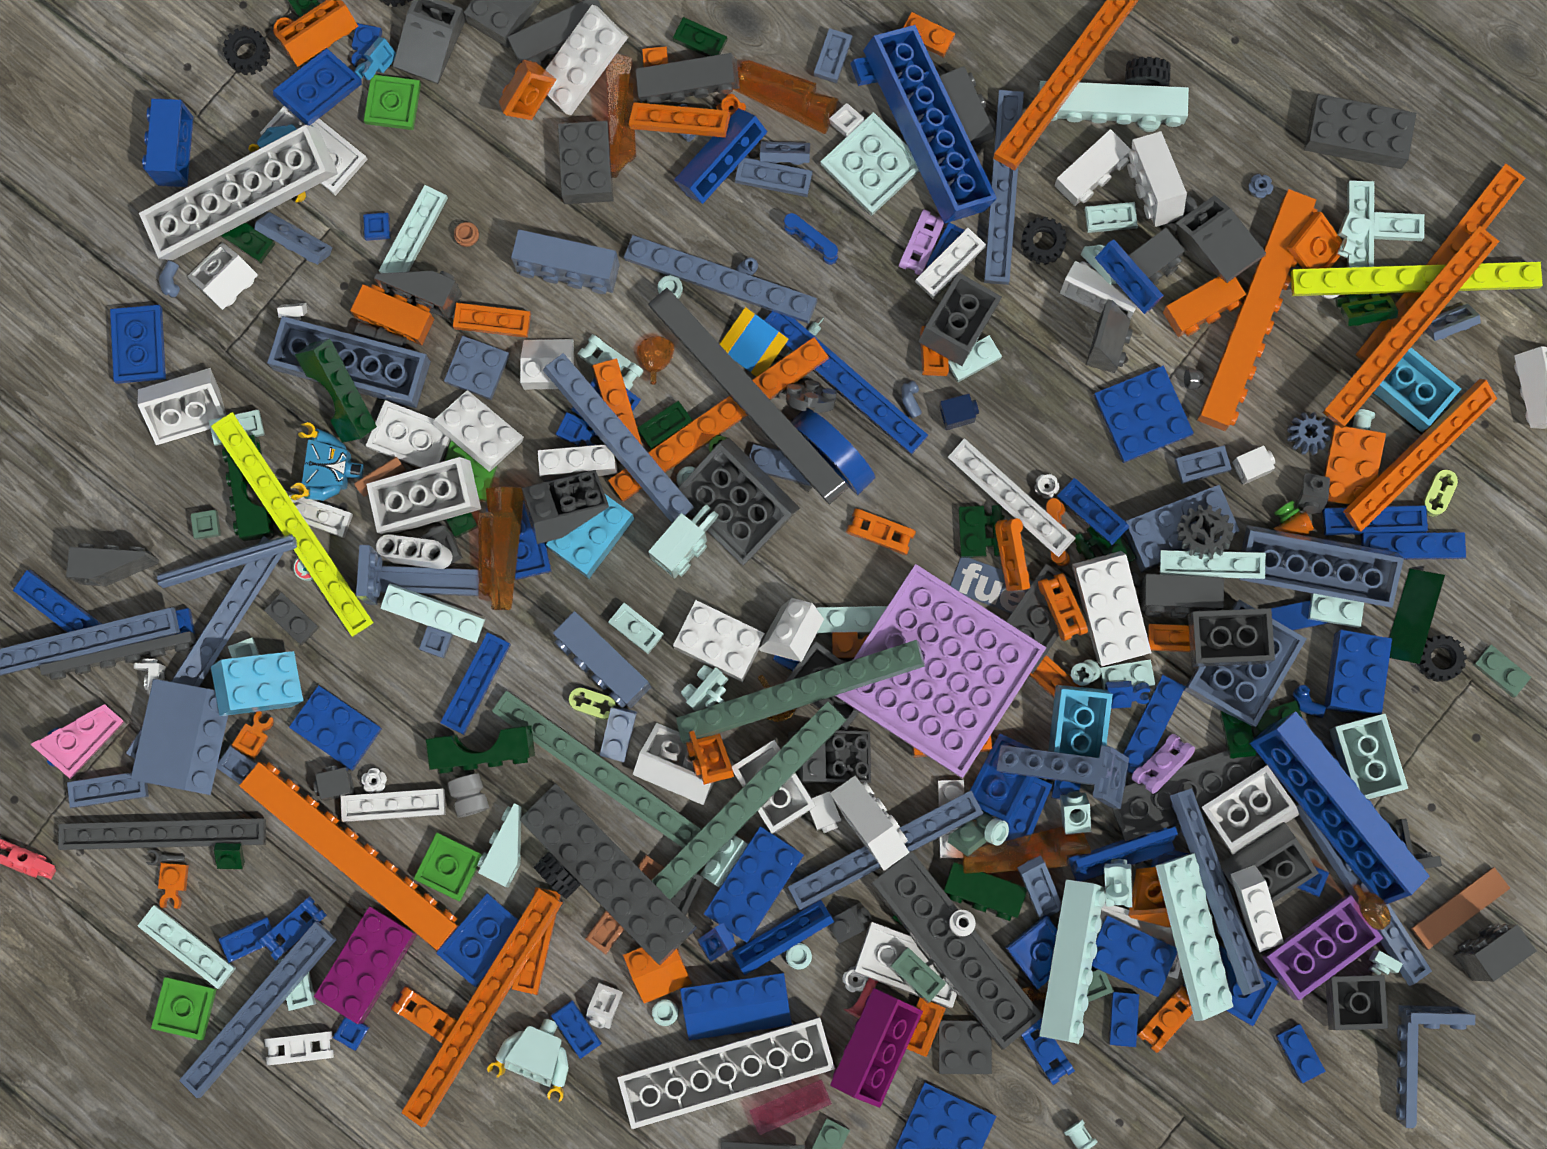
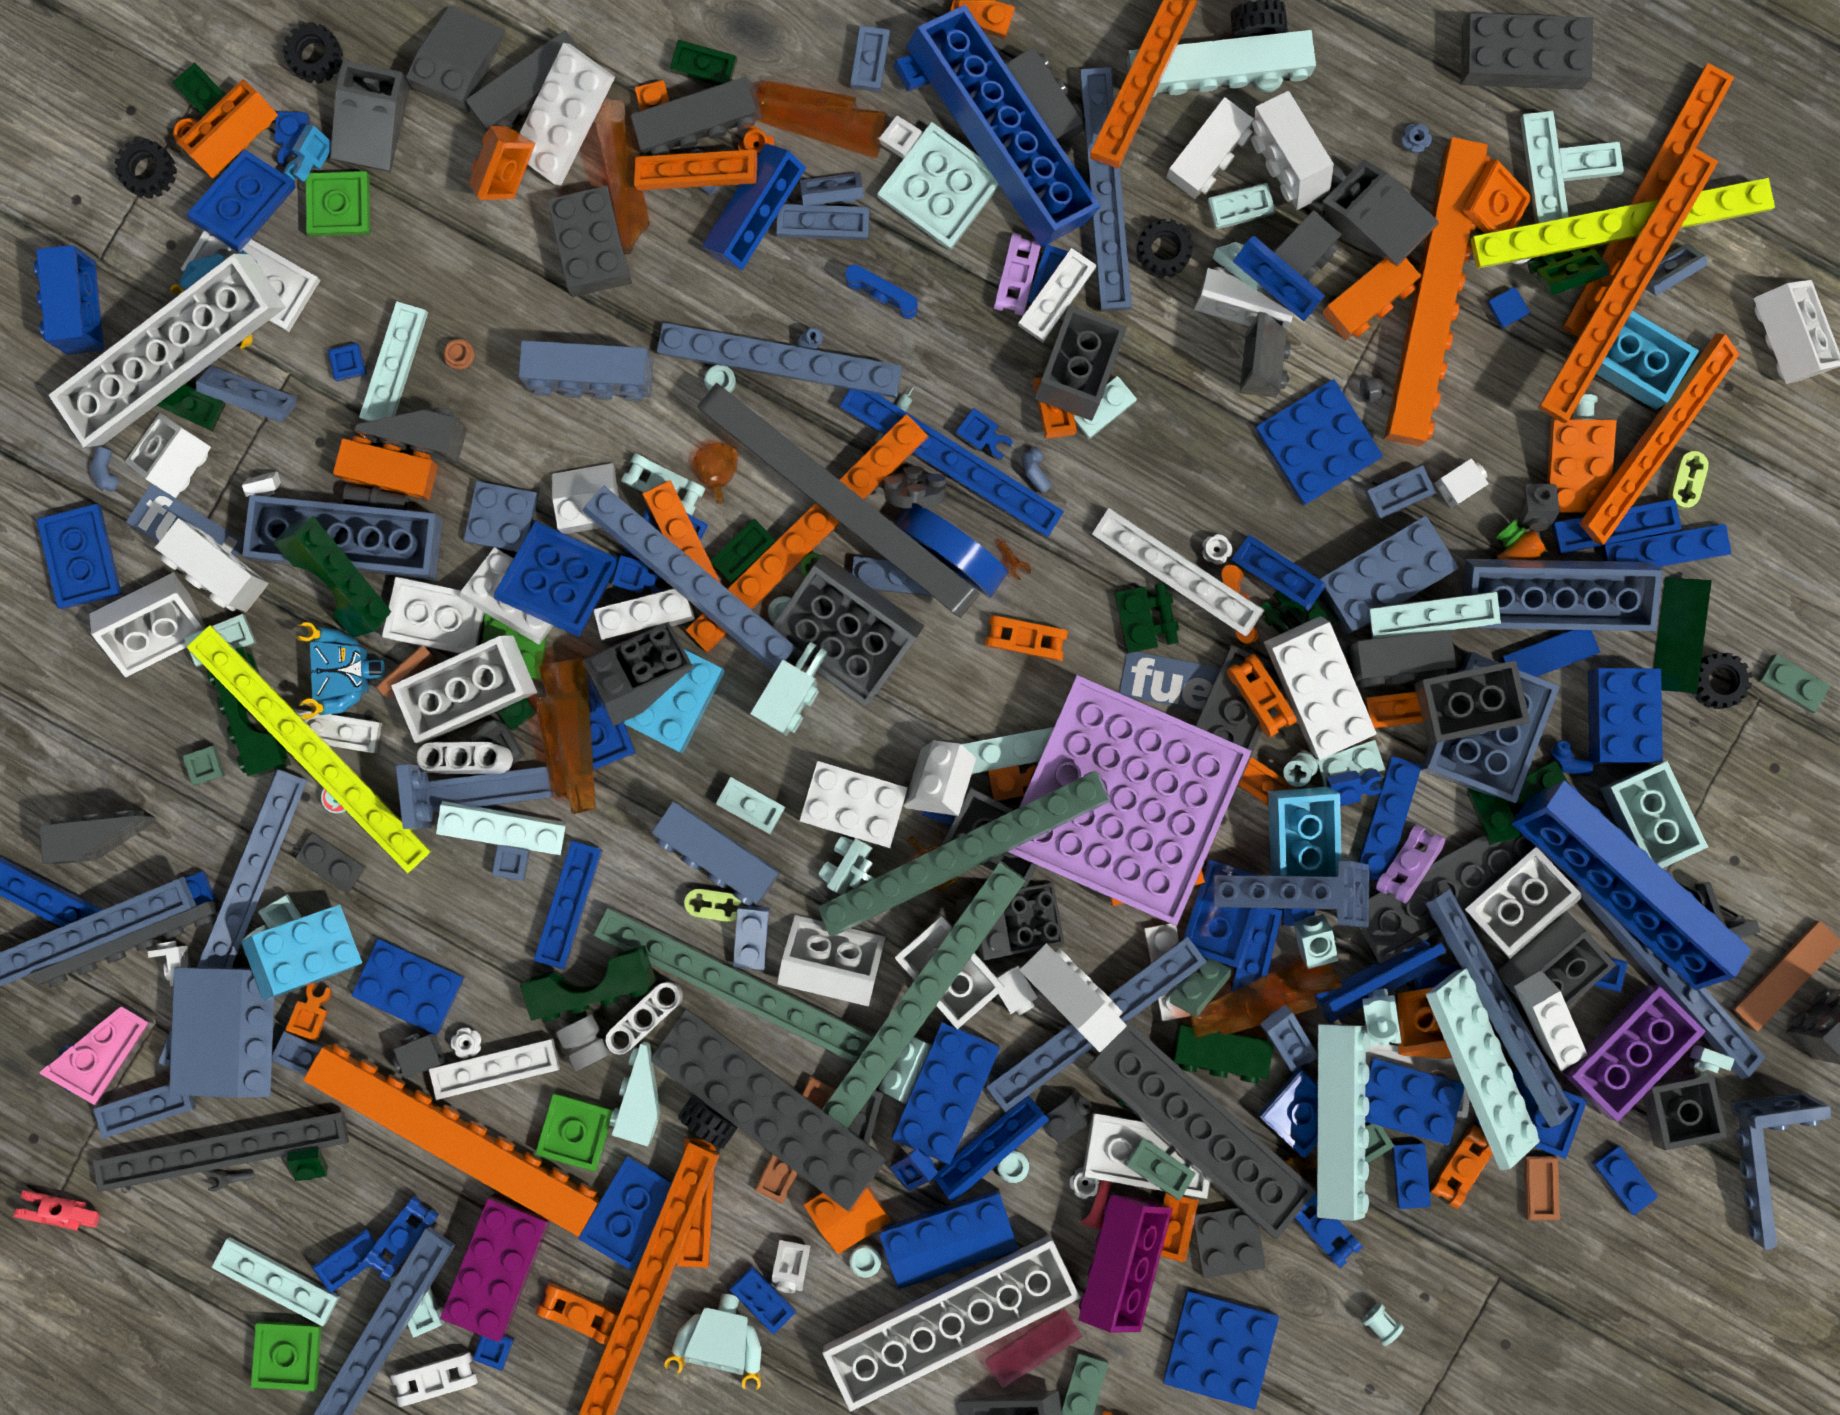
camera: 15 degrees left, 5 degrees up
(172, 879) = (244, 1202): orange plate -> none
(225, 339) = (159, 511): none -> sand blue sticker
(227, 561) = (238, 807): sand blue axle -> none
(240, 368) = (210, 566): none -> white brick
(492, 320) = (509, 456): orange plate -> none
(508, 784) = (633, 1028): none -> white beam
(512, 422) = (556, 579): none -> blue plate
(710, 758) = (868, 951): orange bracket -> none
(753, 342) = (832, 432): sticker -> none
(871, 362) = (980, 431): none -> blue plate
(881, 469) = (1013, 560): none -> clear orange hand
(954, 923) = (1194, 1101): white plate -> none
(958, 411) = (1096, 476): dark blue brick -> none
(996, 831) = (1226, 980): light aqua tile -> none
(1012, 554) = (1190, 641): orange plate -> none
(1198, 539) = (1414, 589): dark grey gear -> none
(1230, 1048) = (1541, 1187): none -> nougat tile
(1301, 426) = (1532, 434): sand blue gear -> none
(1314, 332) = (1508, 307): none -> blue tile
(1336, 610) = (1587, 645): light aqua plate -> none
(1353, 230) = (1538, 177): light aqua plate -> none
(1373, 909) = (1689, 999): clear orange piece -> none

